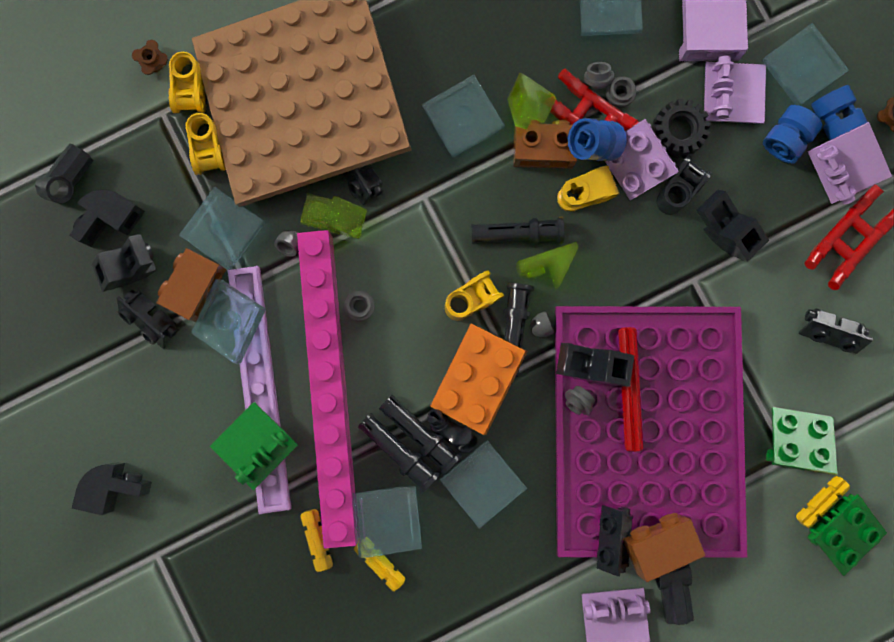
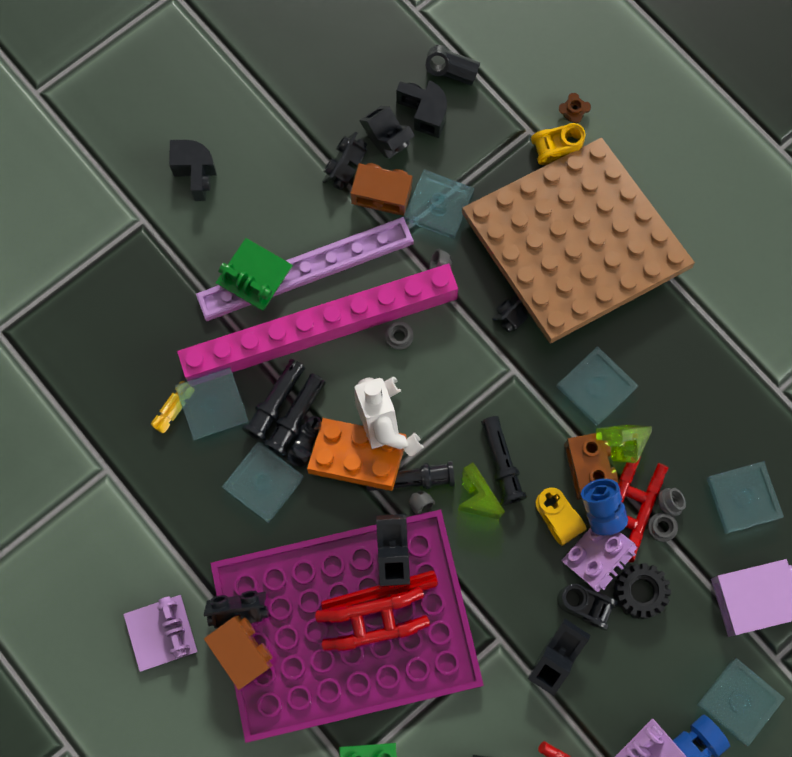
camera: 75 degrees right, 10 degrees down
(204, 150) = (504, 170): yellow piece -> none
(228, 321) = (358, 227): clear light blue plate -> none
(315, 540) = (166, 356): yellow axle -> none
(333, 215) = (475, 295): clear neon green slope -> none
(448, 345) = (379, 416): none -> white torso
(477, 294) = (432, 433): yellow piece -> none
(579, 400) = (357, 546): dark grey plate -> none
(649, 416) = (356, 615): none -> red piece
(676, 595) = (207, 678): black piece -> none
(734, 91) = (694, 637): lavender hinge -> none
(794, 130) = (664, 700): blue wheel -> none

